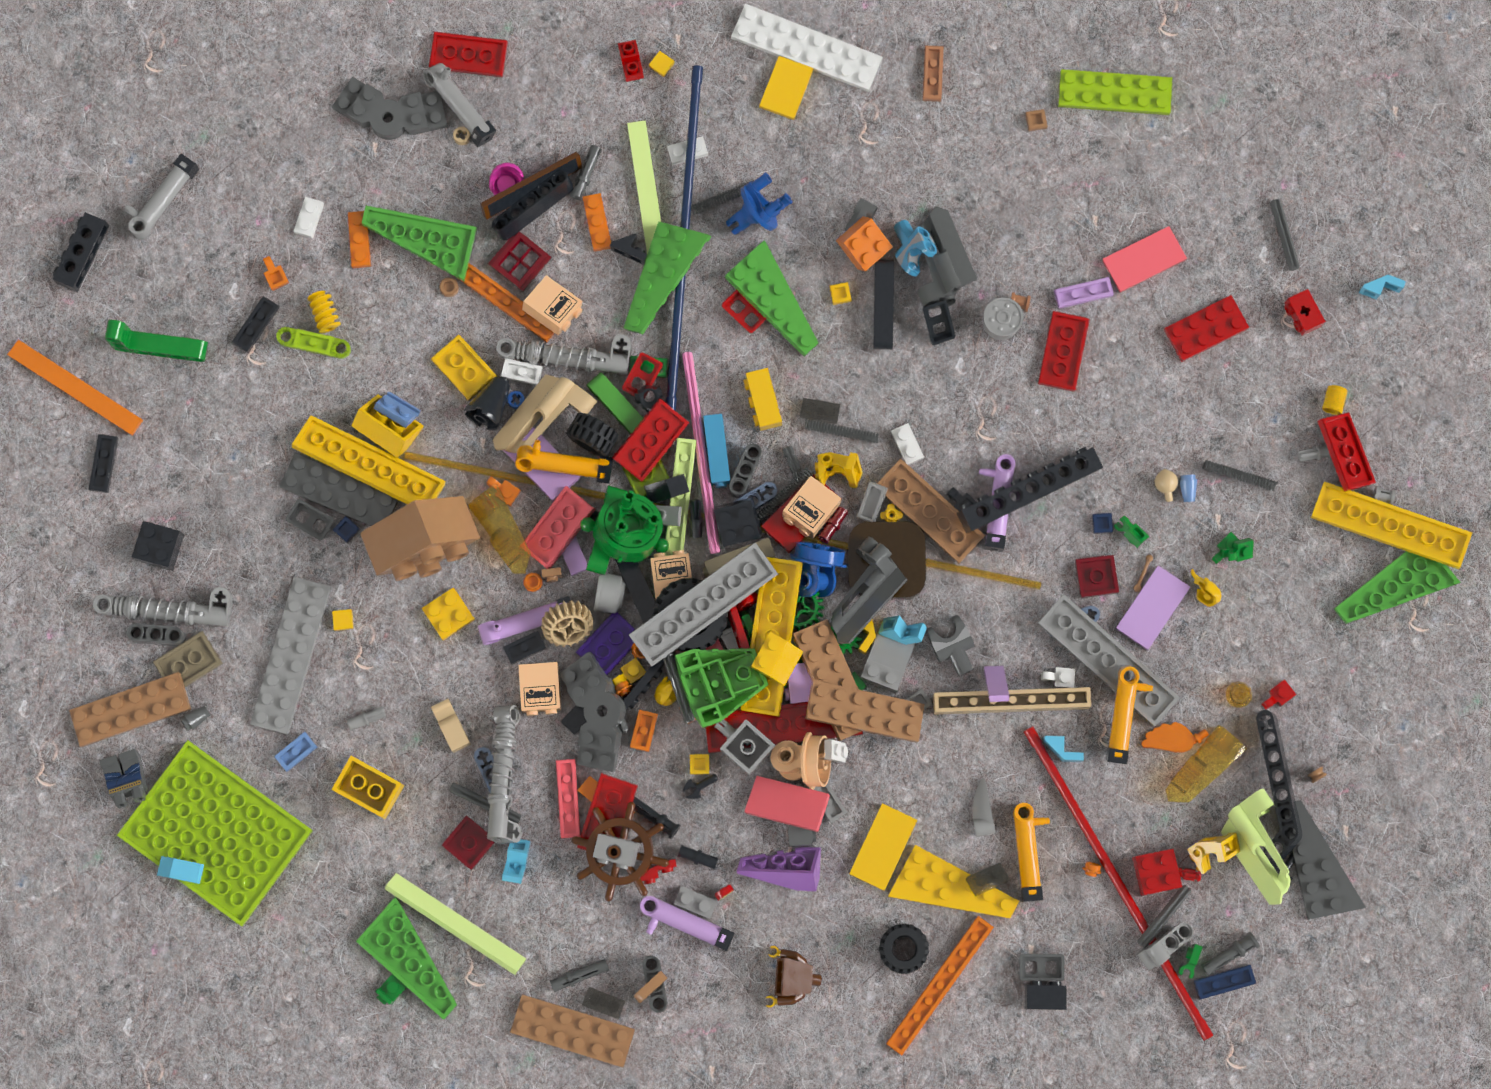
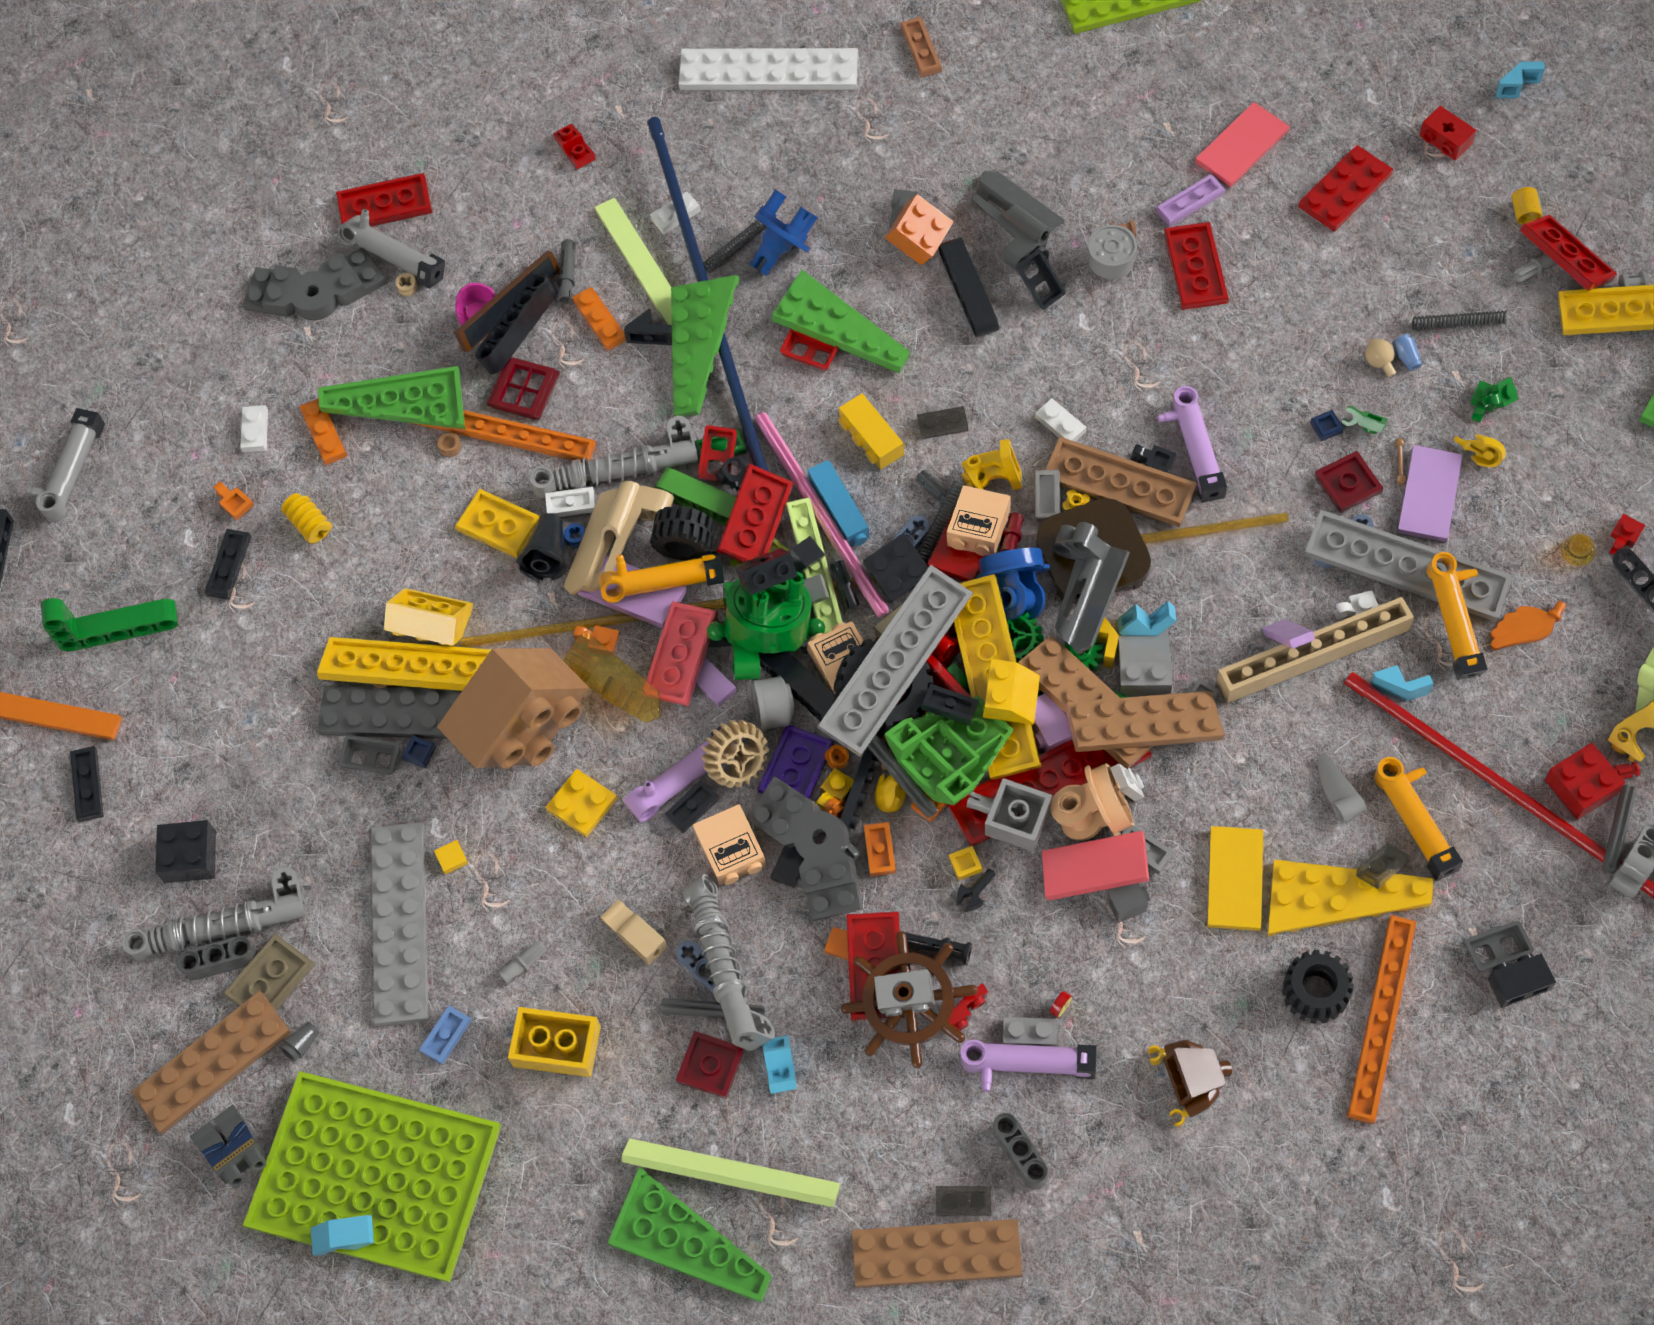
camera: 15 degrees left, 15 degrees down
(313, 342) = (305, 557): lime plate -> none
(390, 990) = (676, 1291): green bracket -> none
(397, 409) = (434, 593): medium blue plate -> none
(532, 582) = (673, 728): orange plate -> none
(552, 305) = (580, 417): light nougat brick -> none
(552, 574) = (693, 709): medium nougat plate -> none
(568, 798) = (816, 965): coral tile -> none
(579, 975) = (908, 1186): dark grey pin -> none
(632, 507) = (766, 571): none -> black brick
(650, 987) = (1017, 1150): medium nougat beam -> none
(661, 64) = (610, 138): yellow tile -> none
(697, 857) = (1009, 974): black pin -> none
(729, 651) = (950, 704): none -> black plate
(745, 461) = (879, 504): dark grey beam -> none
(786, 87) = (762, 114): yellow tile -> none
(792, 870) = (1137, 945): medium lavender wedge -> none
(840, 293) = (912, 295): yellow tile -> none
(861, 435) = (976, 432): dark grey piece -> none
(913, 245) = (975, 213): dark azure connector -> none
(953, 647) = (1215, 617): dark grey connector -> none
(1036, 120) = (1056, 53): medium nougat tile -> none
(1089, 464) = (1226, 412): black brick -> none
(1092, 869) = (1503, 808): orange plate -> none
(1205, 765) = (1580, 639): clear yellow panel -> none
(1284, 234) = (1385, 68): dark grey axle -> none

